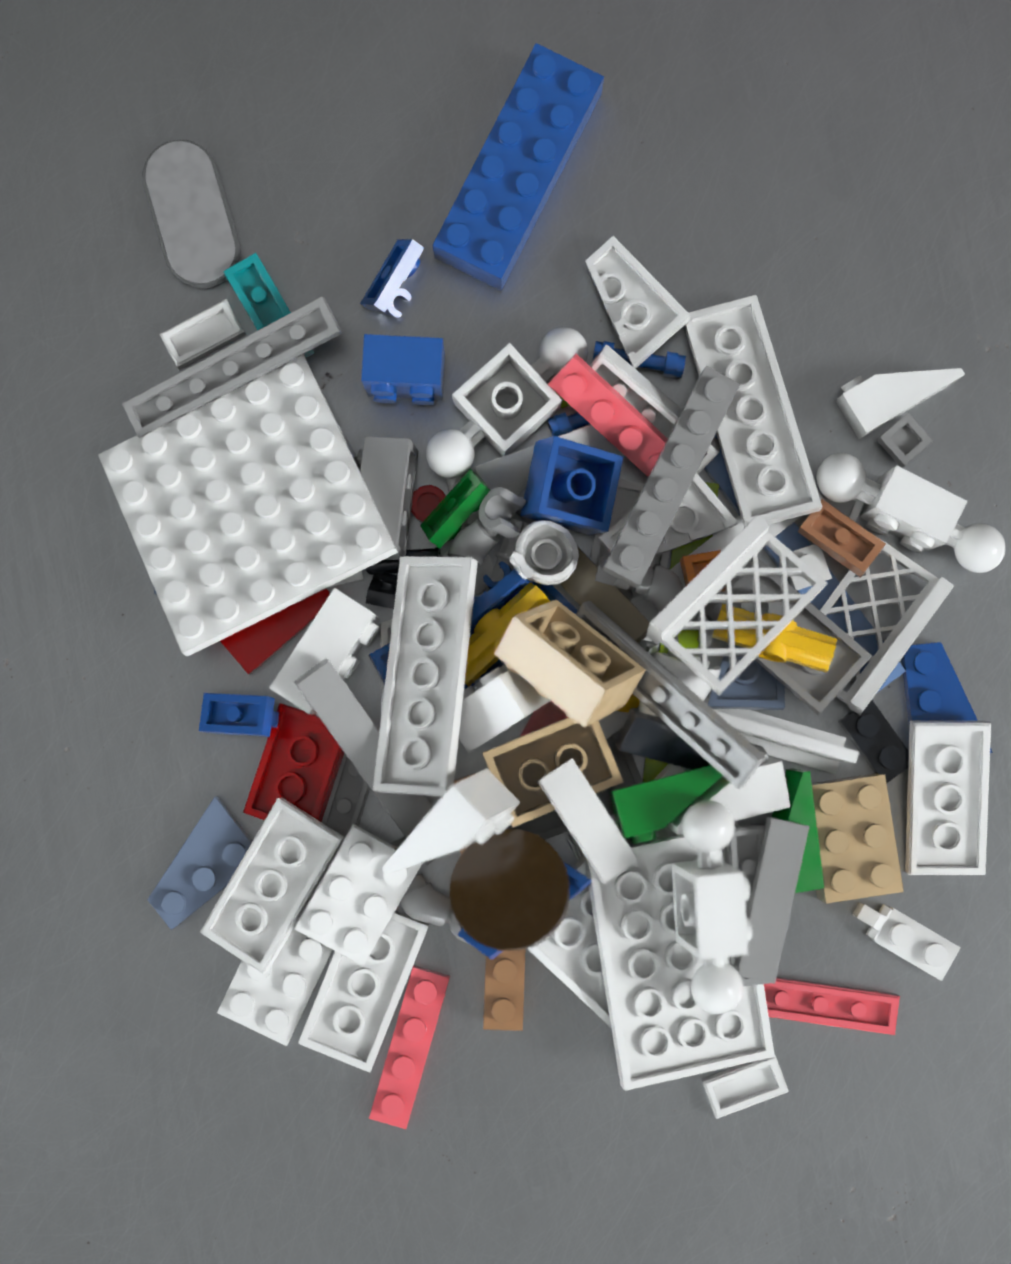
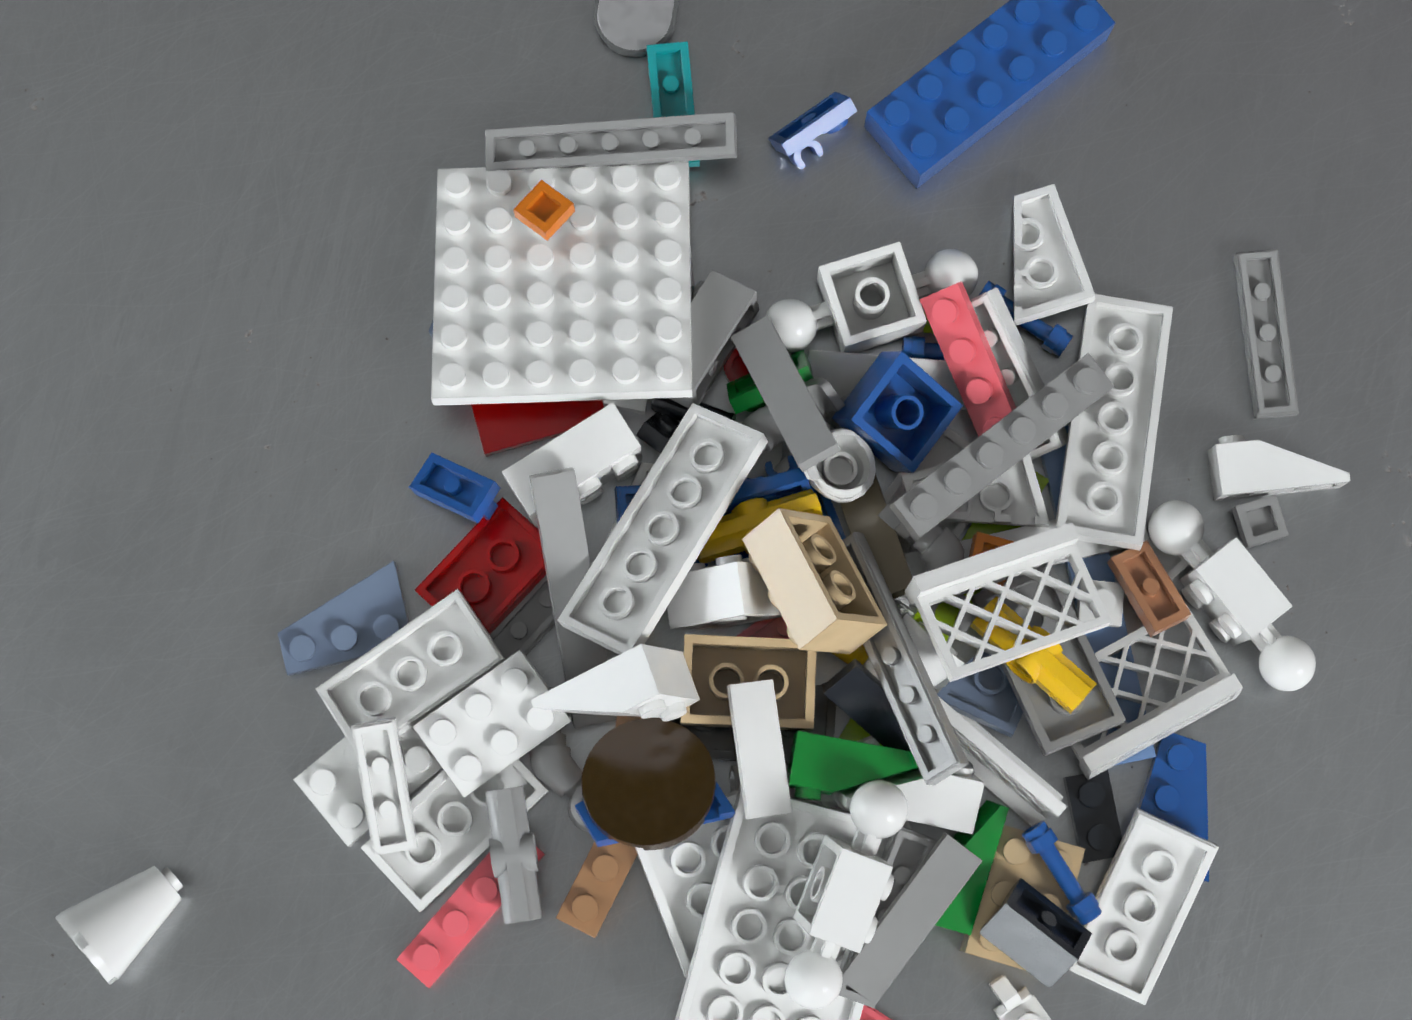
camera: 25 degrees right, 5 degrees down
(129, 1194) = (121, 919): none -> white cone
(202, 334) = (596, 98): white tile -> none
(202, 451) = (544, 210): none -> orange plate
(293, 987) = (384, 786): none -> white tile
(403, 368) = (782, 220): blue brick -> none
(425, 994) = (513, 855): none -> light grey piece
(474, 515) = (785, 394): none -> light grey tile
(840, 282) = (1266, 334): none -> light grey tile
(878, 863) = (1036, 933): none -> panel
(903, 822) = (1082, 905): none -> blue bar

